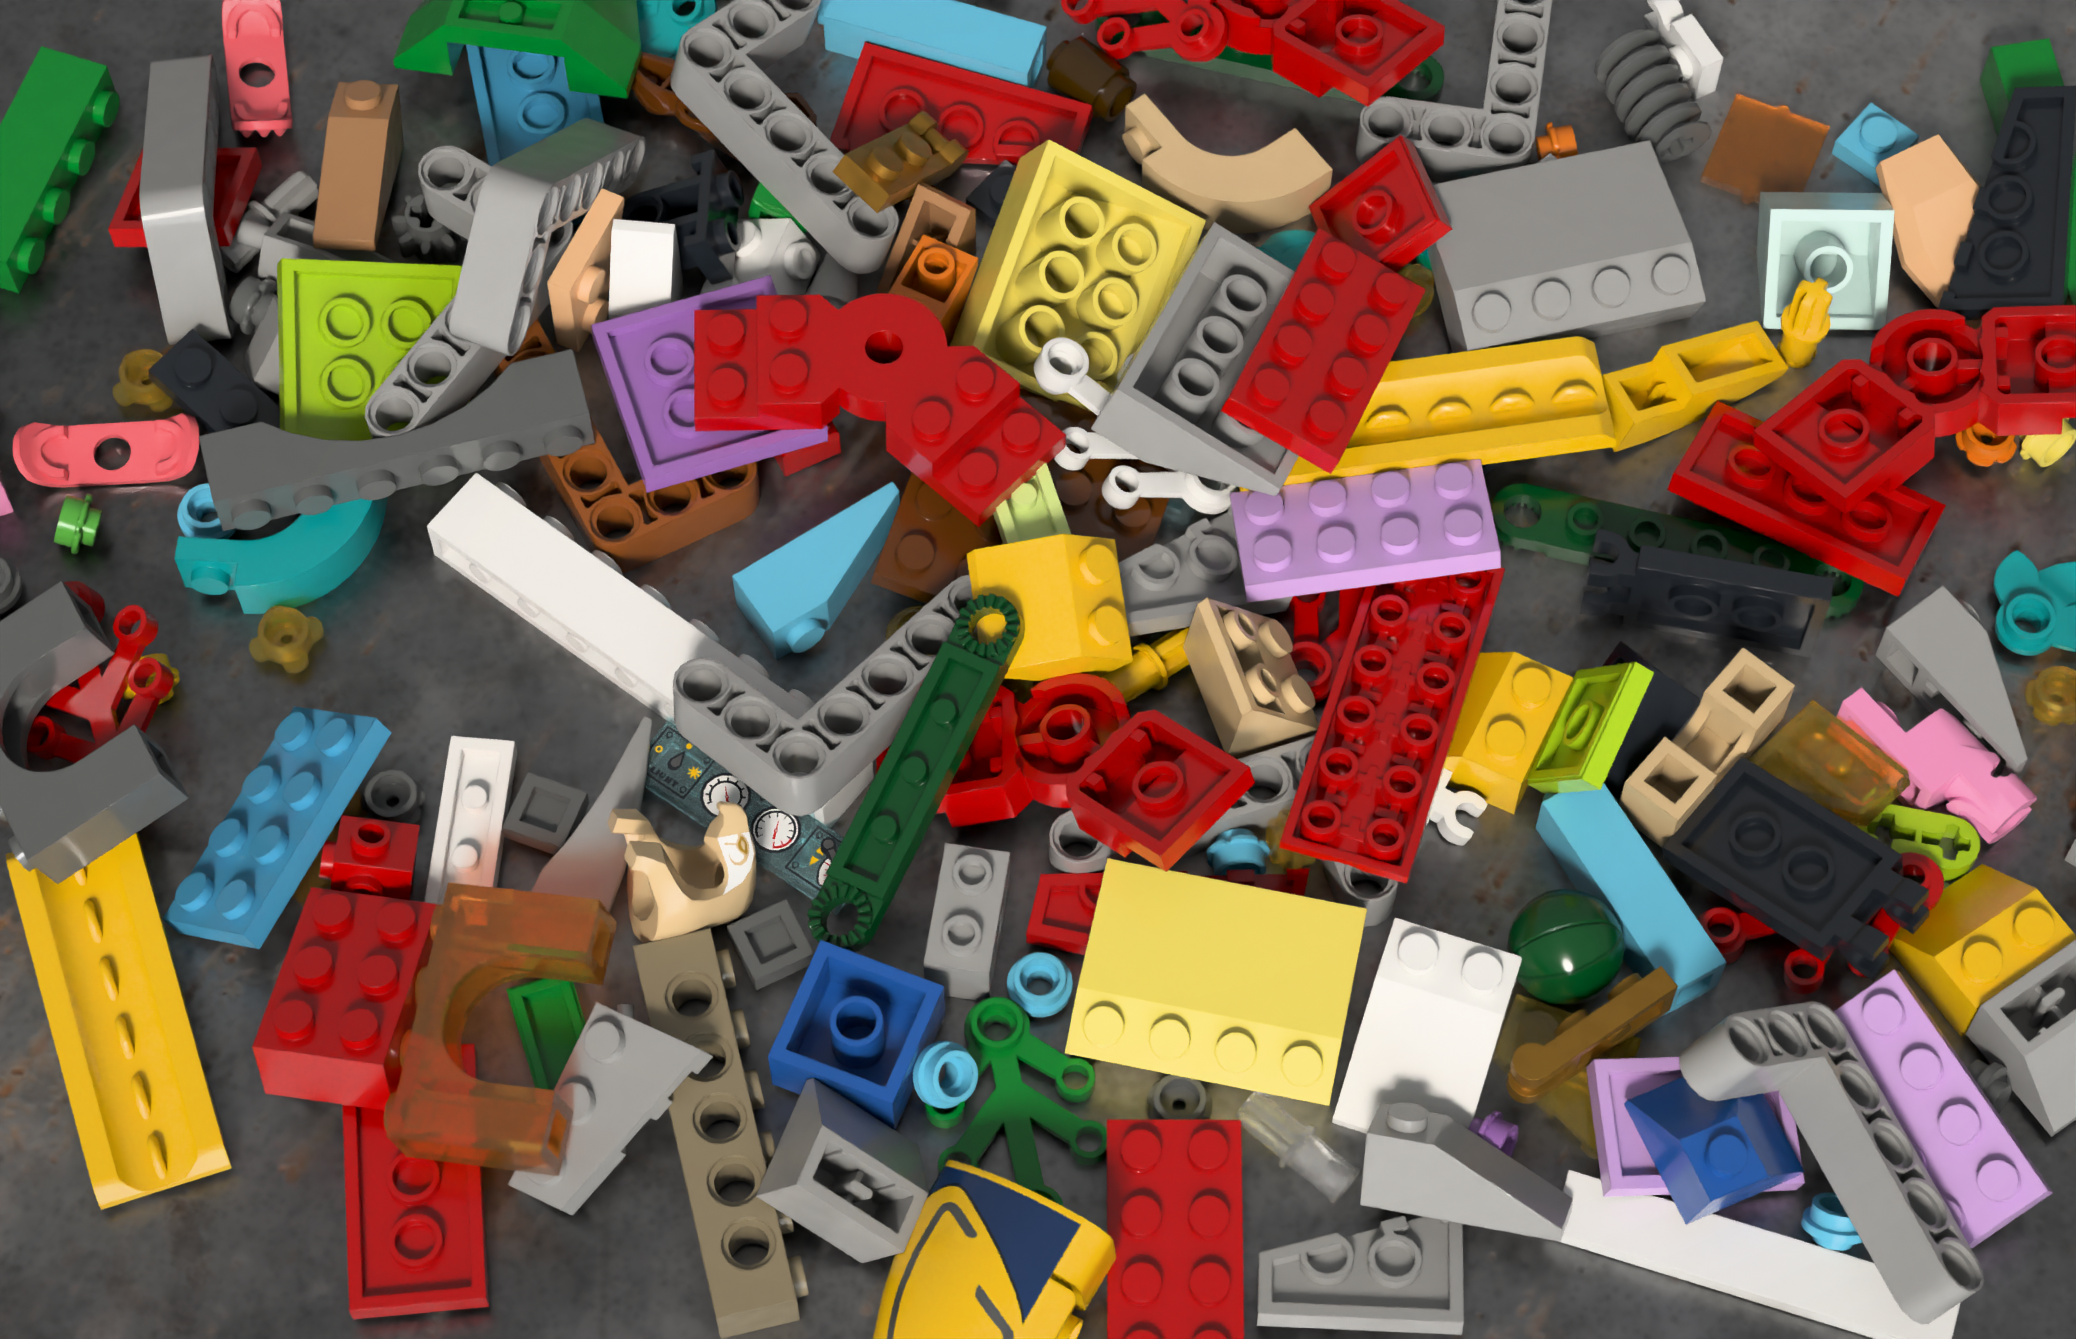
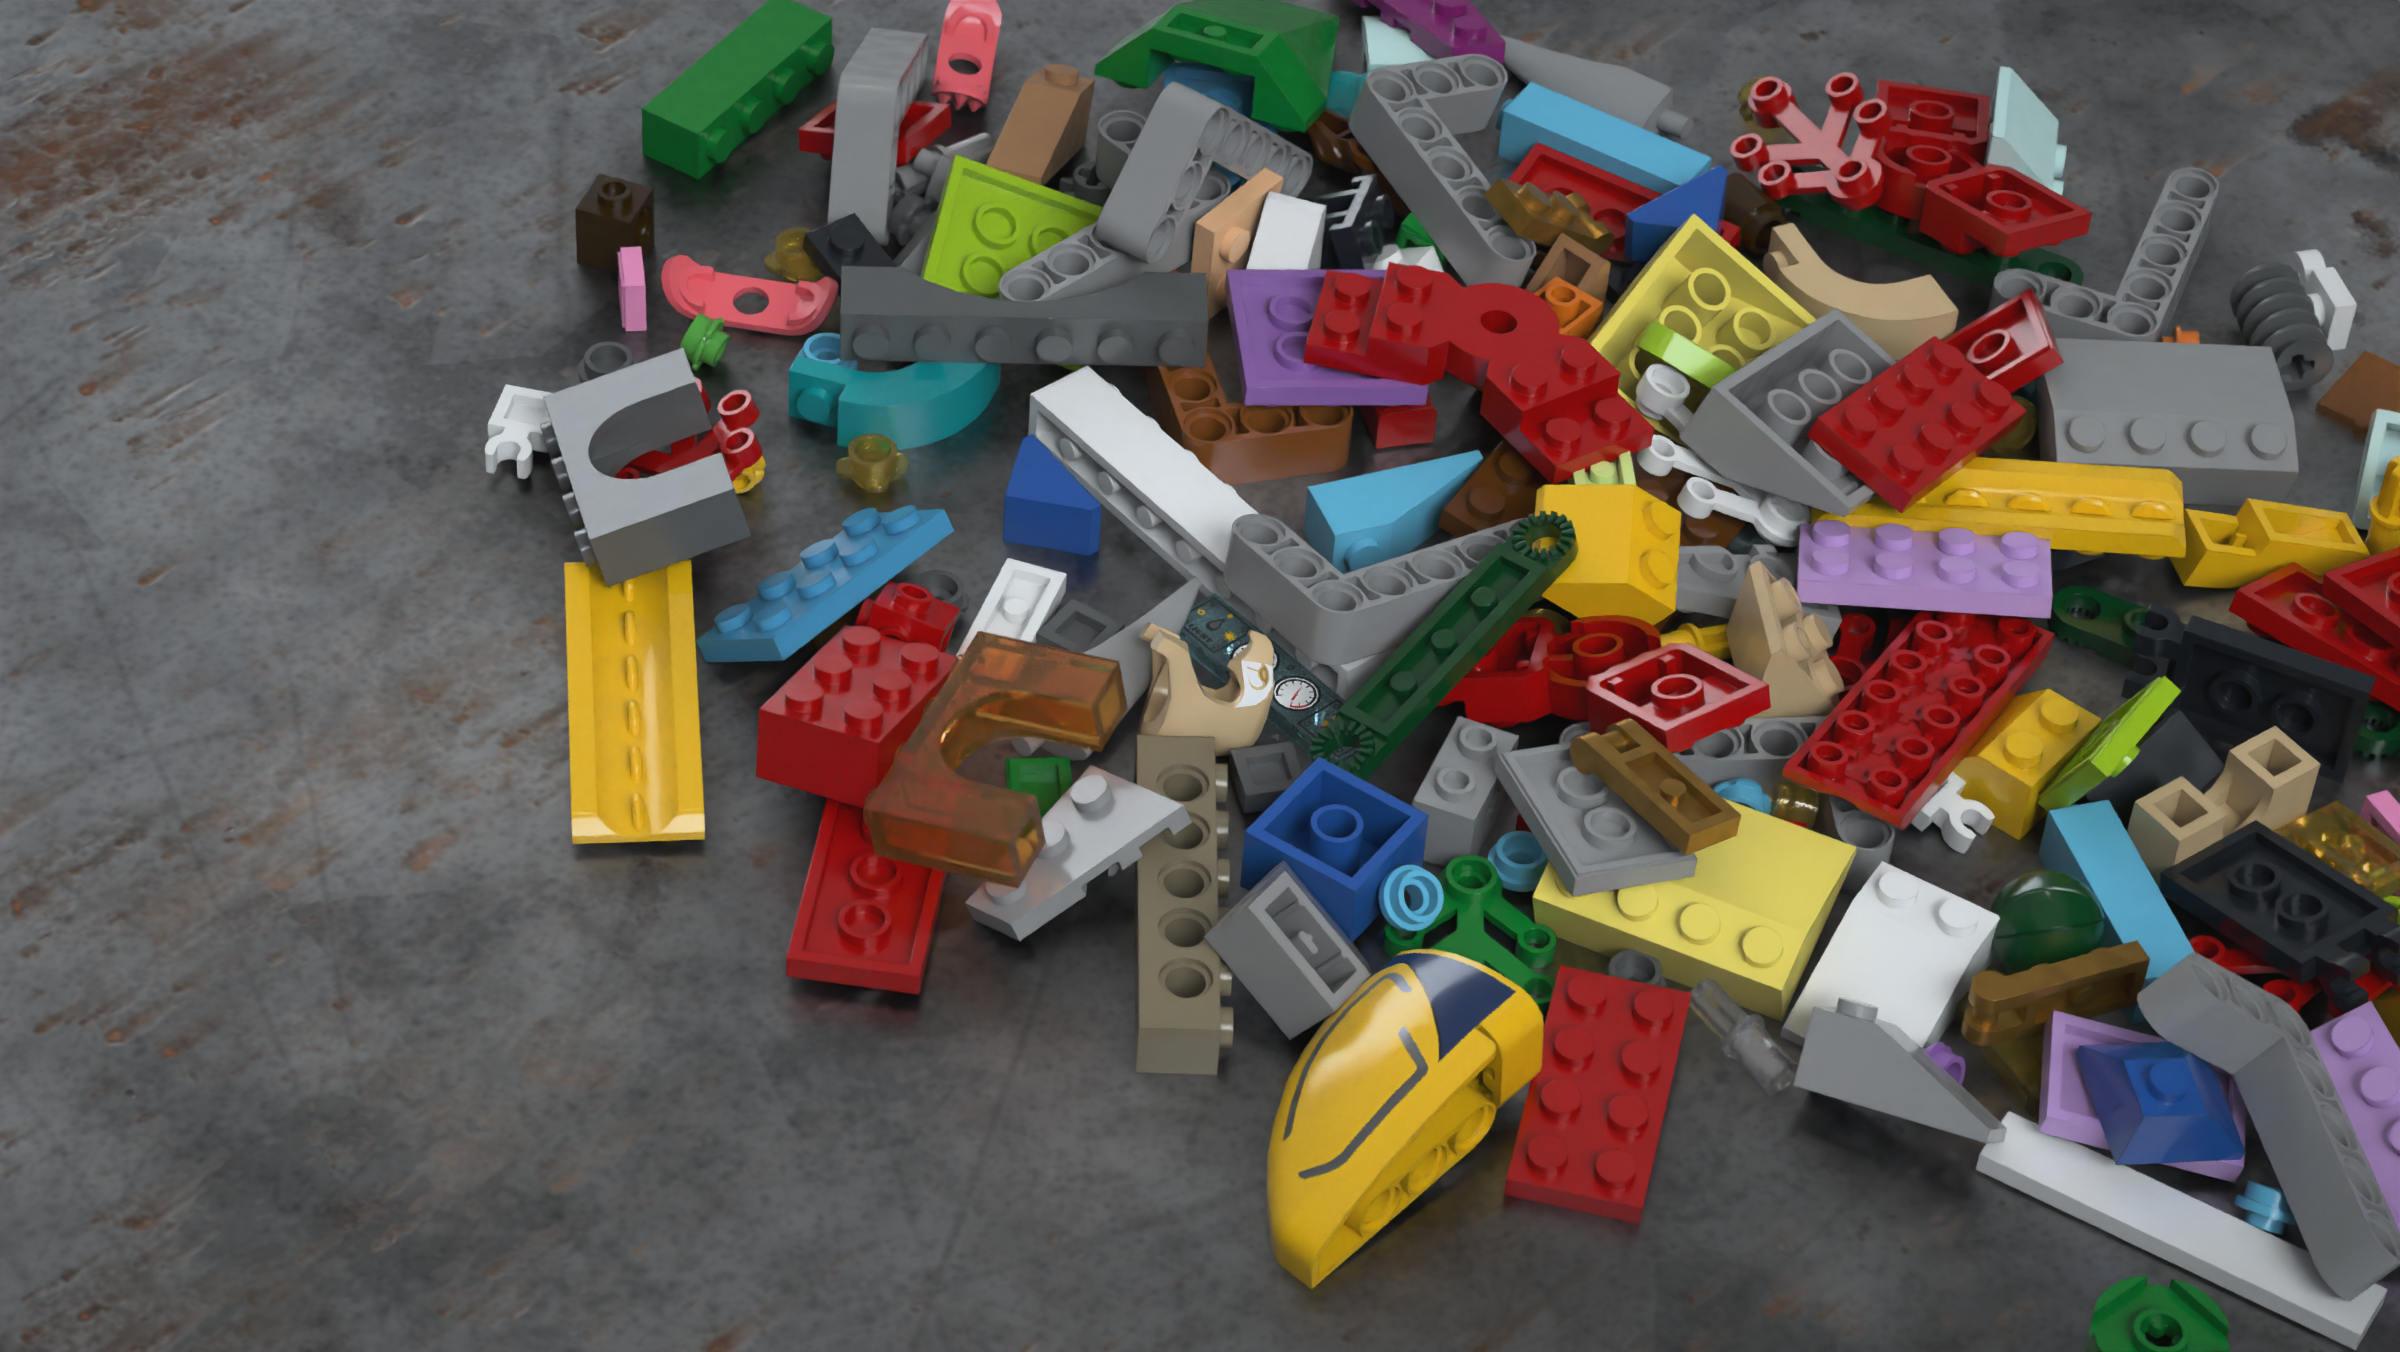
camera: 10 degrees right, 20 degrees down
(473, 652) = (1048, 504): none -> blue slope
(1037, 116) = (1658, 219): none -> blue slope
(1084, 324) = (1684, 356): none -> lime beam
(1107, 951) = (1586, 826): none -> light grey tile
(1163, 917) = (1656, 785): none -> pearl gold plate
(1375, 1280) = (1797, 1158): light grey wing -> none

